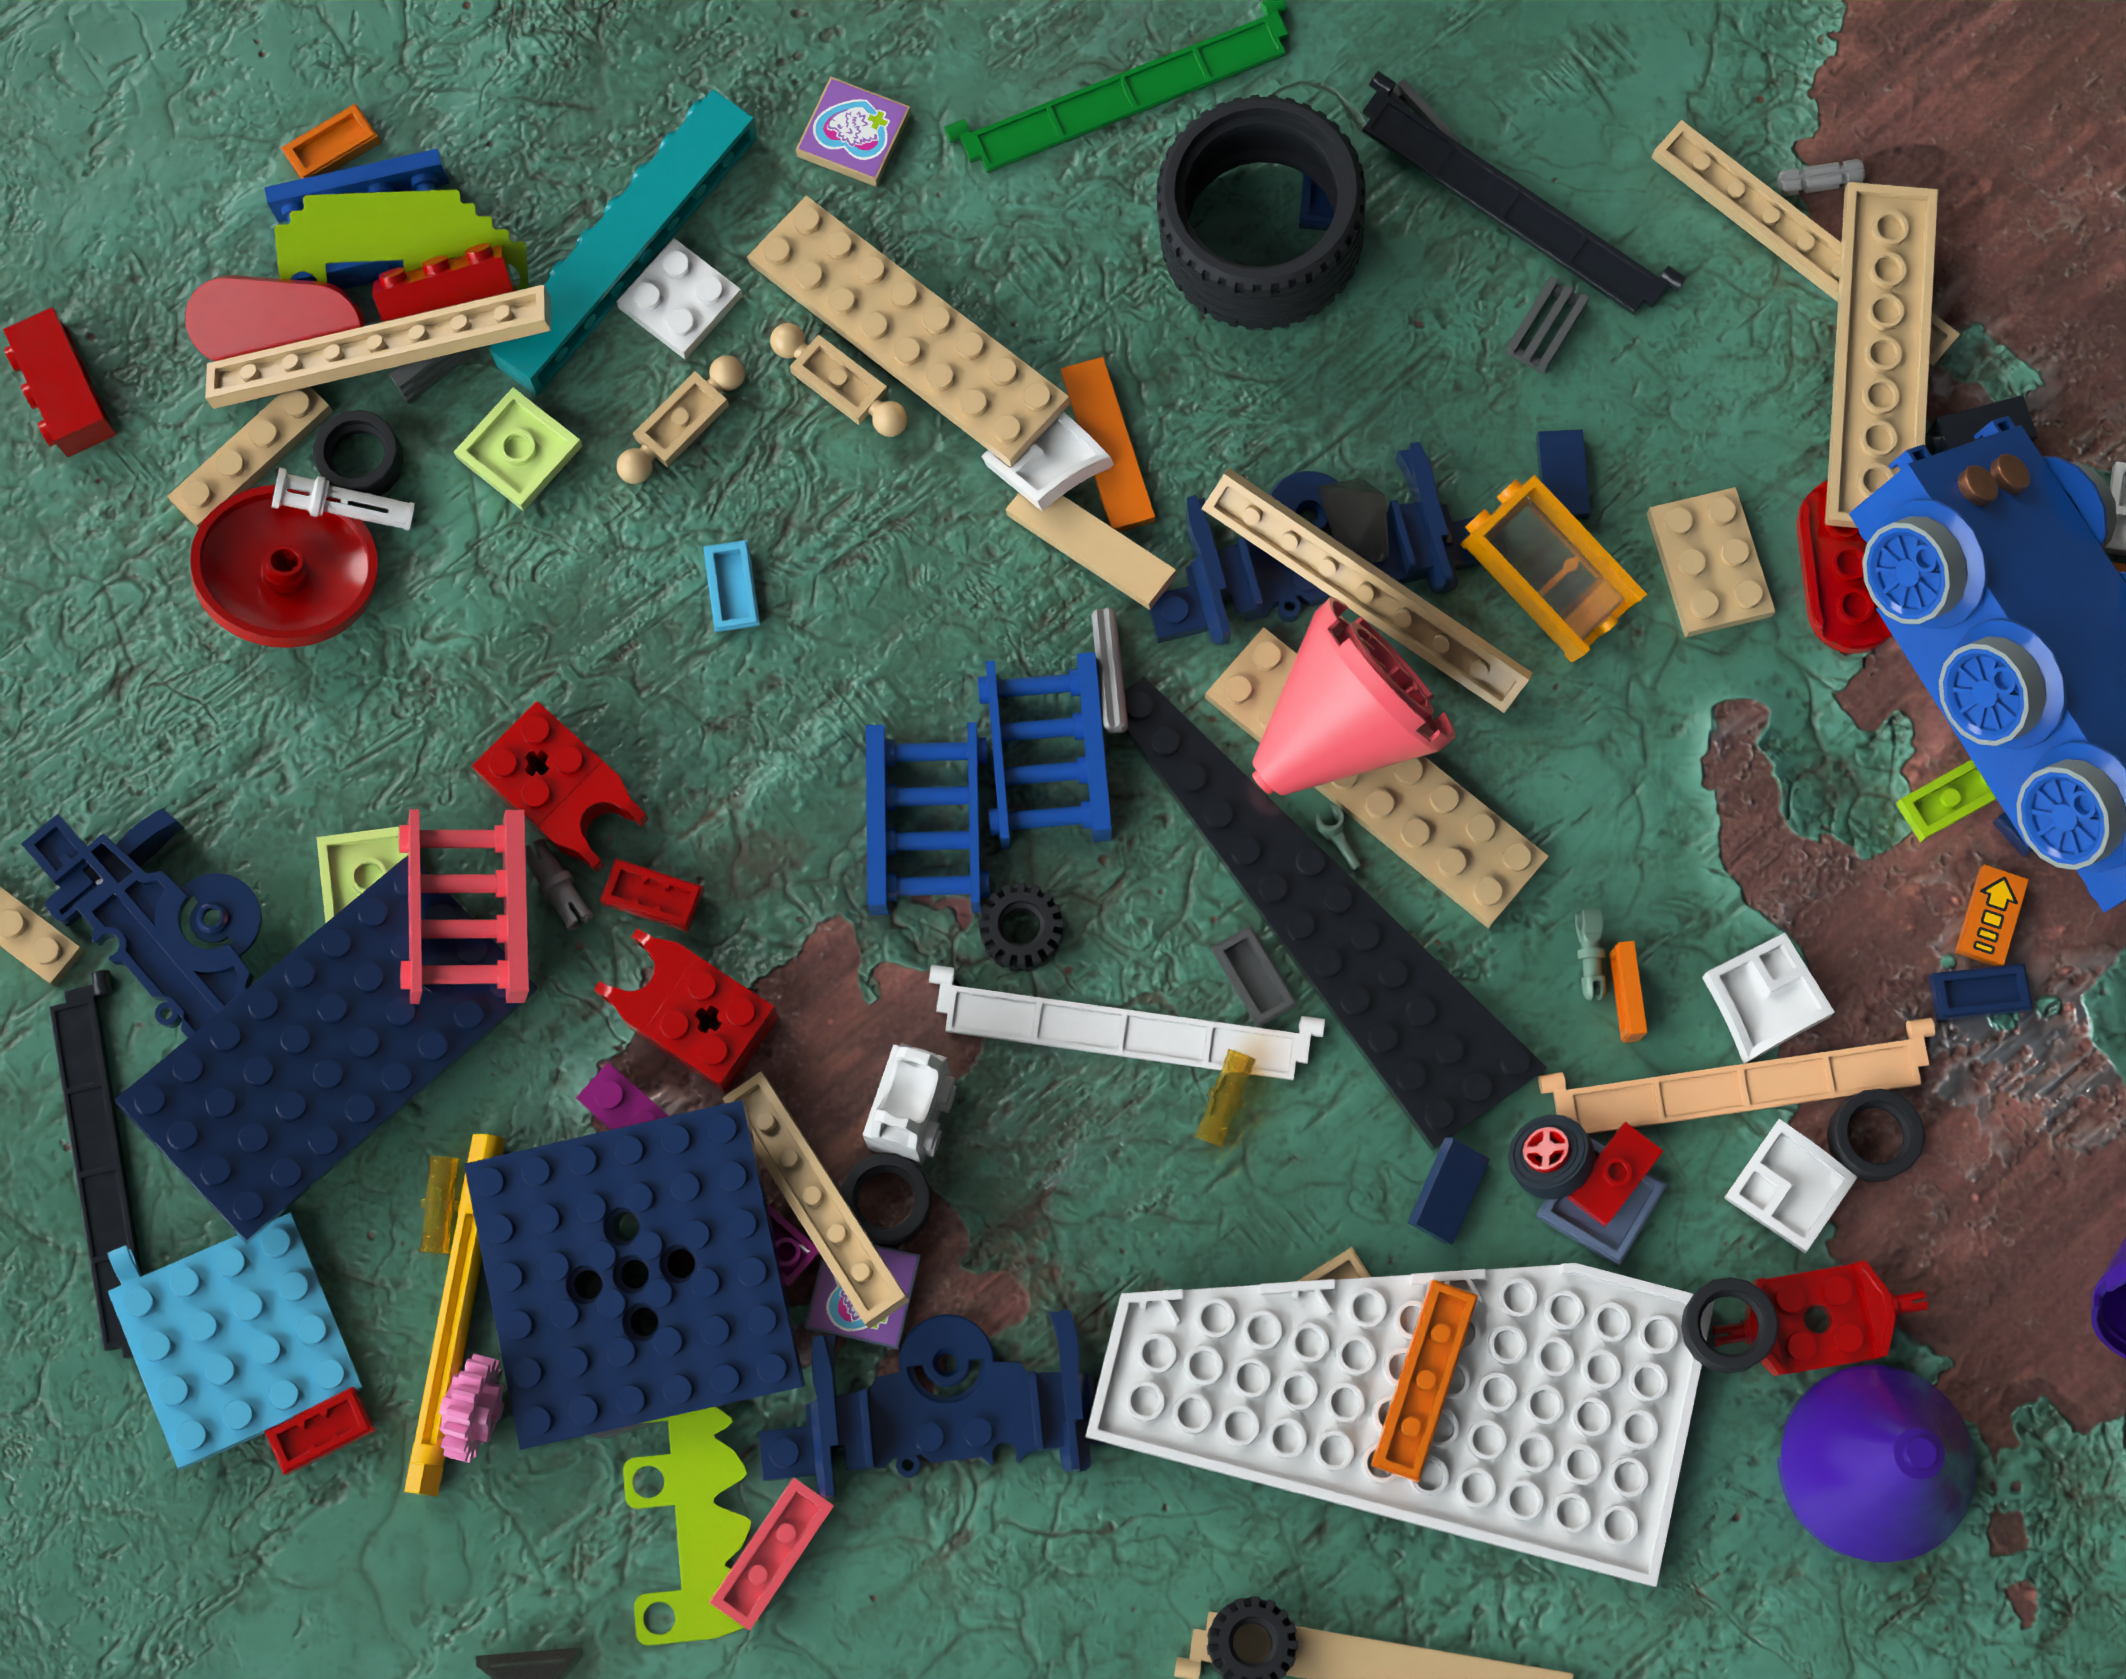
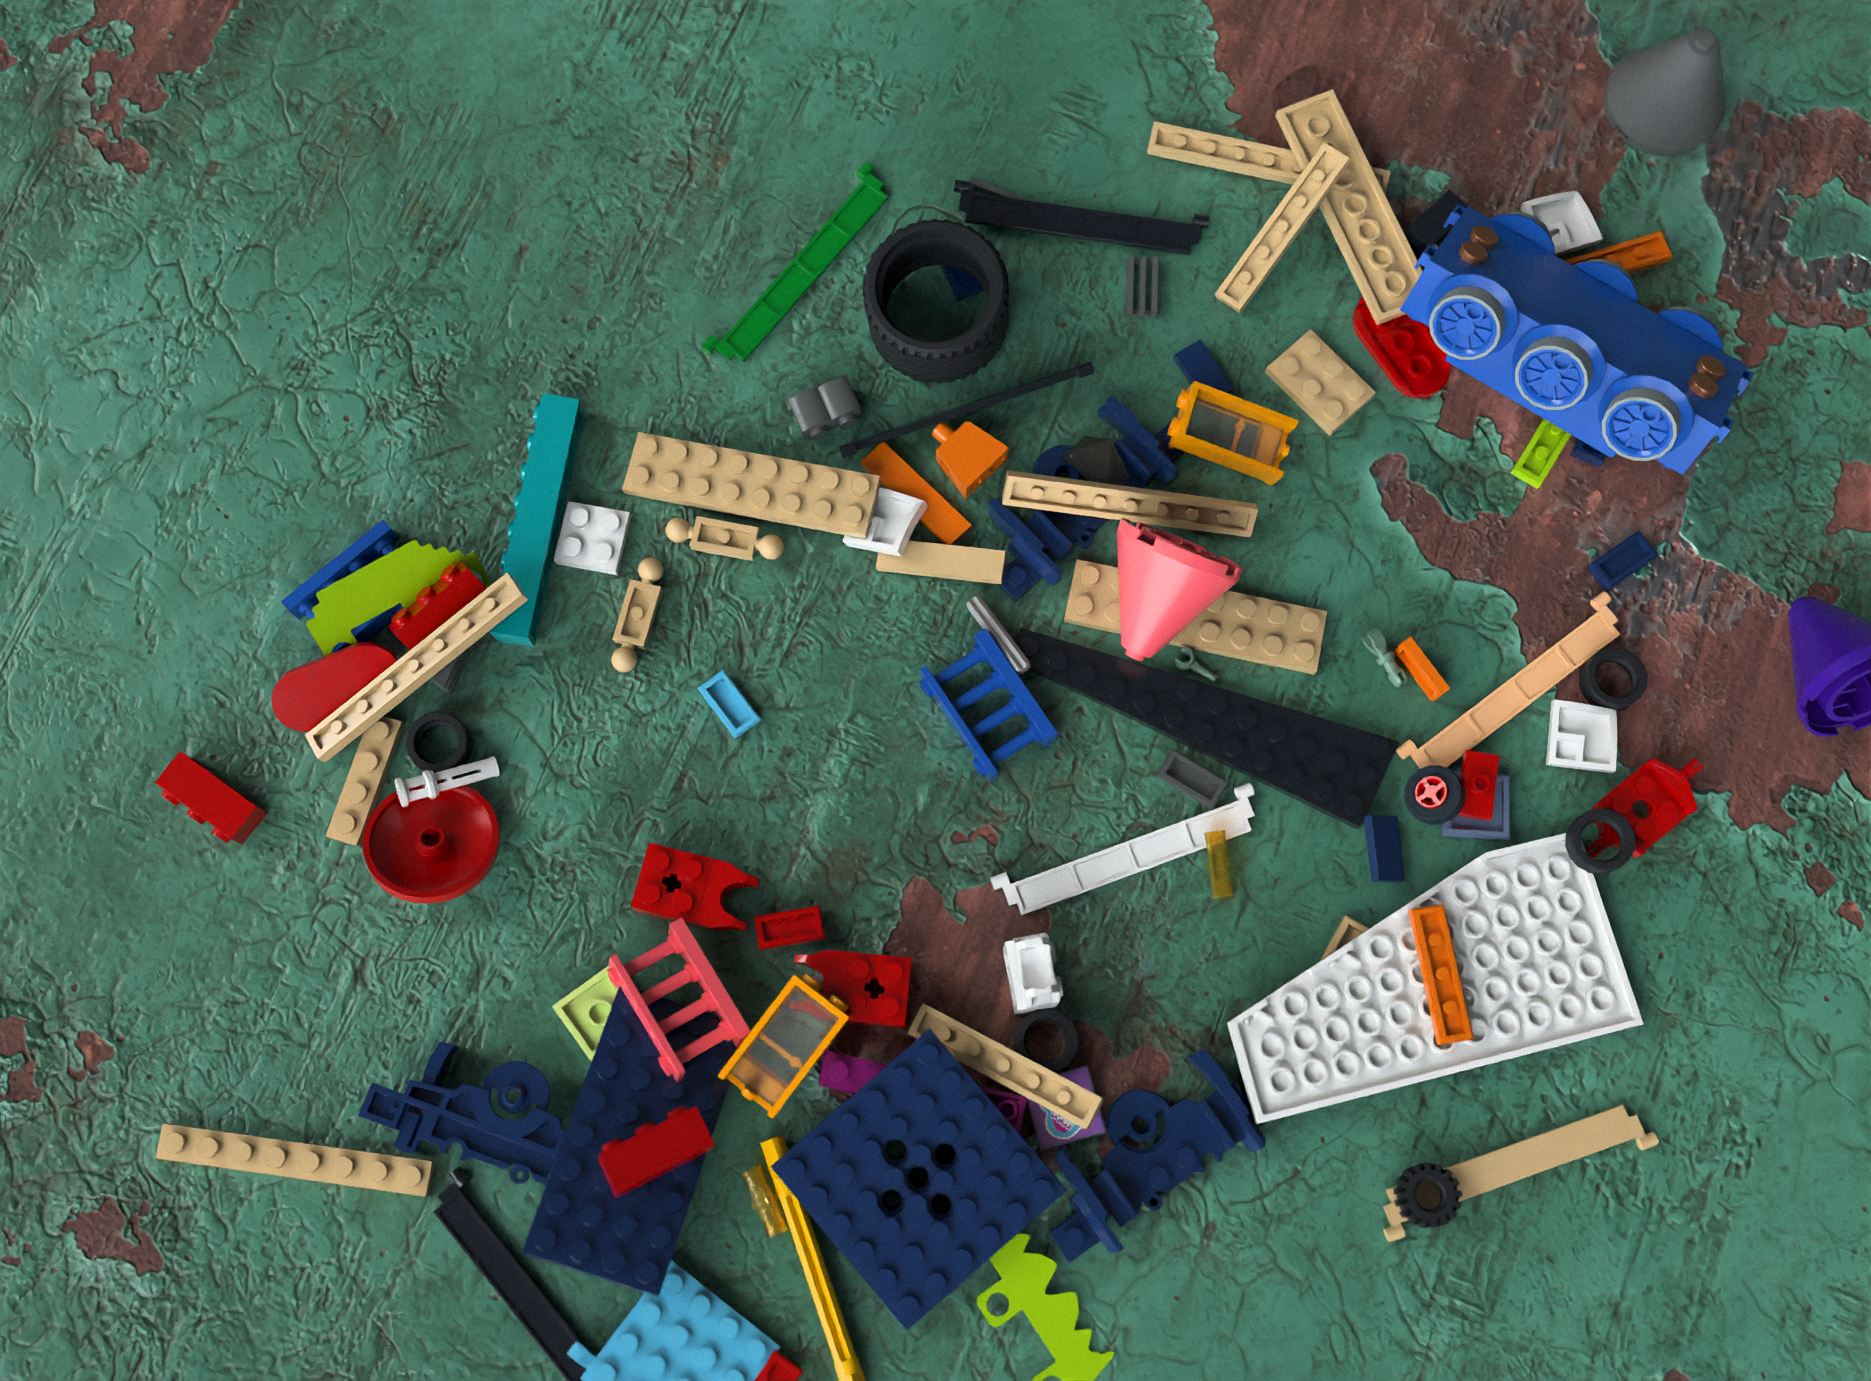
camera: 30 degrees left, 0 degrees up
(331, 143) = (307, 551): orange tile -> none
(334, 1066) = (655, 1150): none -> red brick
(471, 1408) = (862, 1321): bright pink gear -> none
(518, 449) = (542, 686): yellowish green plate -> none
(557, 885) = (725, 954): light grey pin -> none
(563, 1026) = (786, 1043): none -> clear door
(771, 1554) = (1101, 1307): coral plate -> none
(853, 131) = (645, 377): tile -> none
(886, 842) = (919, 815): blue fence -> none
(1011, 901) = (1045, 808): black tyre -> none
(1053, 280) = (825, 408): none -> dark grey brick
(1199, 428) = (968, 455): none -> orange torso
(1398, 391) = (852, 447): none -> black piece
(1767, 997) = (1504, 629): white plate -> none
(1768, 336) = (1282, 227): none -> tan plate
(1820, 177) = (1254, 116): light grey axle -> none
(1877, 1463) = (1724, 877): dark purple cone -> none
(1991, 916) = (1603, 511): orange tile -> none

